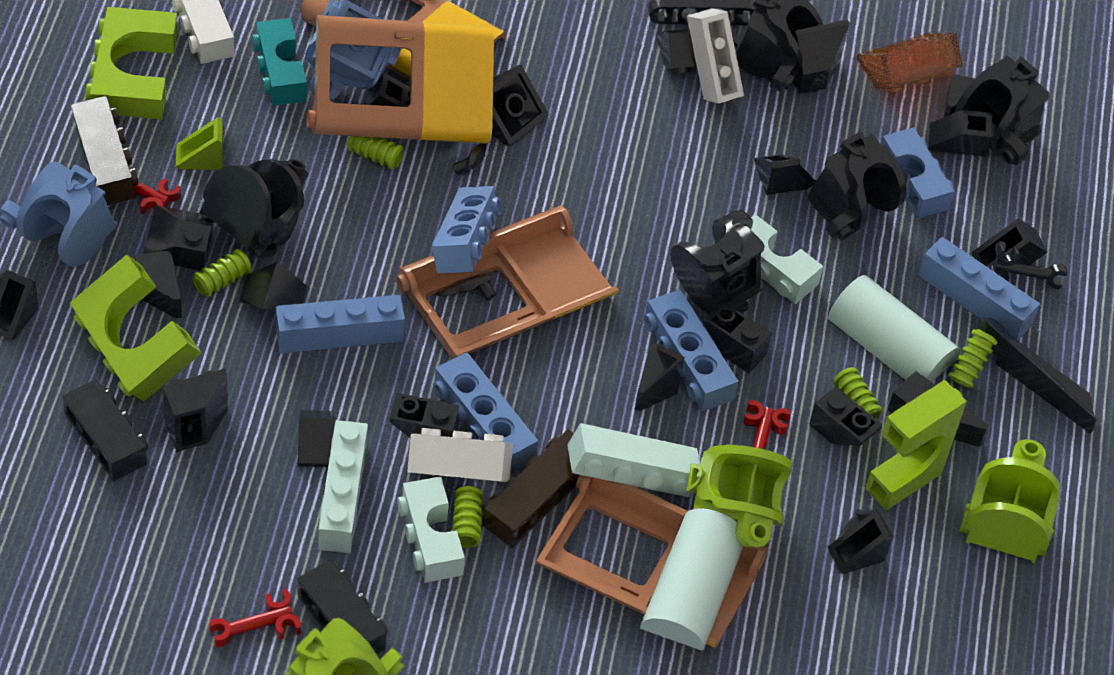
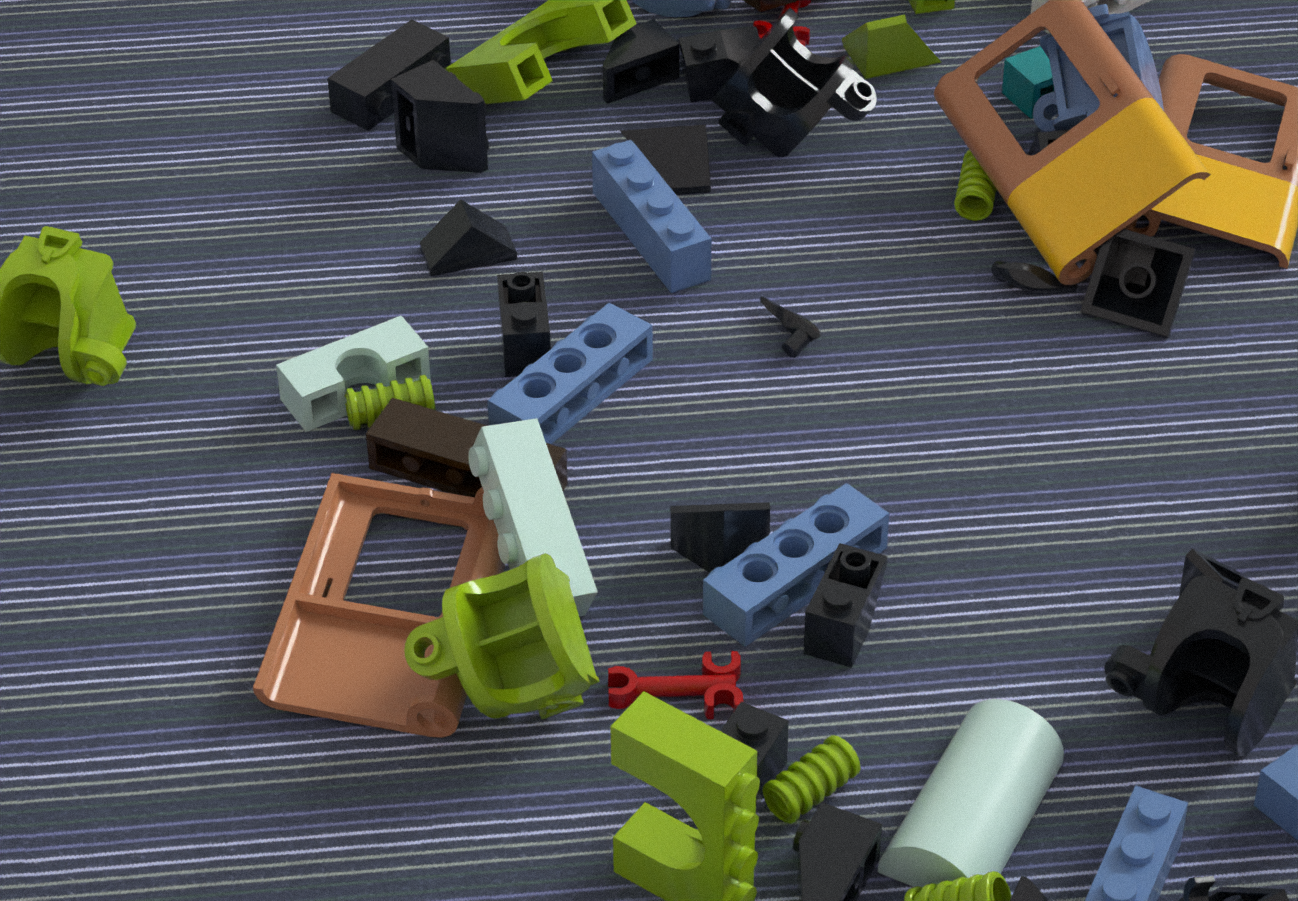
camera: 80 degrees right, 10 degrees down
(222, 273) = (681, 105): lime piece -> none
(277, 613) = (169, 280): red bar -> none
(329, 596) = (188, 323): black brick -> none
(342, 487) = (386, 276): light aqua brick -> none
(460, 455) = (466, 355): white brick -> none
(466, 229) = (858, 268): medium blue brick -> none
(539, 263) = (860, 399): nougat piece -> none
(694, 578) = (330, 625): light aqua brick -> none
(725, 270) = (955, 542): black animal -> none
(789, 275) = (1015, 650): light aqua arch -> none
(862, 542) = (525, 839): black slope -> none

